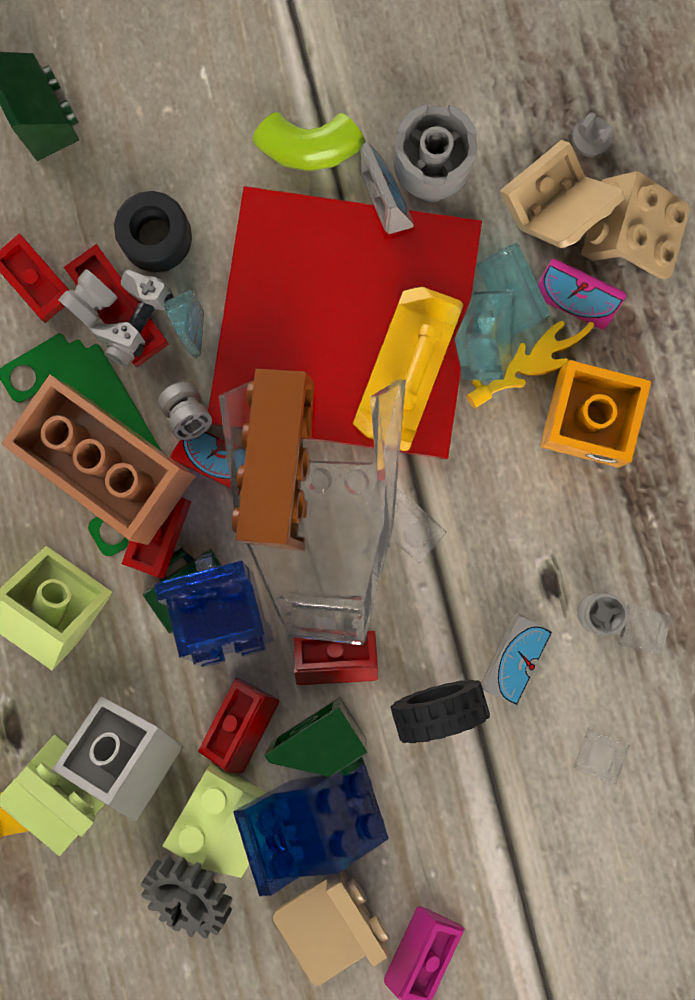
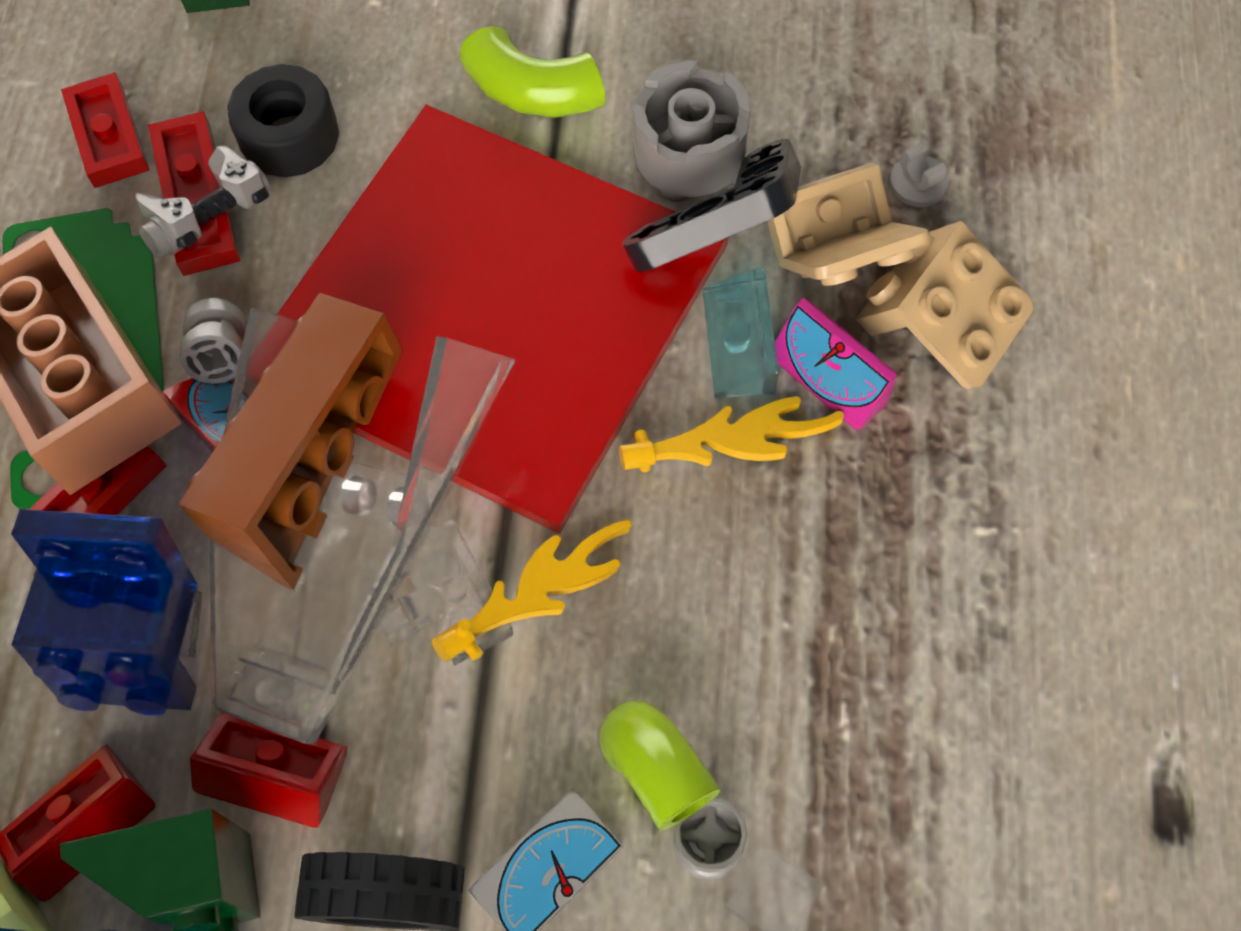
camera: 20 degrees right, 20 degrees down
(88, 298) = (153, 159): light grey wheel -> none
(187, 319) = (268, 224): clear light blue slope -> none
(384, 191) = (607, 158): light grey slope -> none
(413, 354) = (558, 378): yellow piece -> none
(450, 497) = (540, 578): none -> yellow piece
(486, 336) = (674, 376): clear light blue slope -> none
(502, 208) = (762, 191): none -> black beam
(562, 585) = (656, 762): none -> lime cylinder
(595, 414) = (795, 526): light orange brick -> none

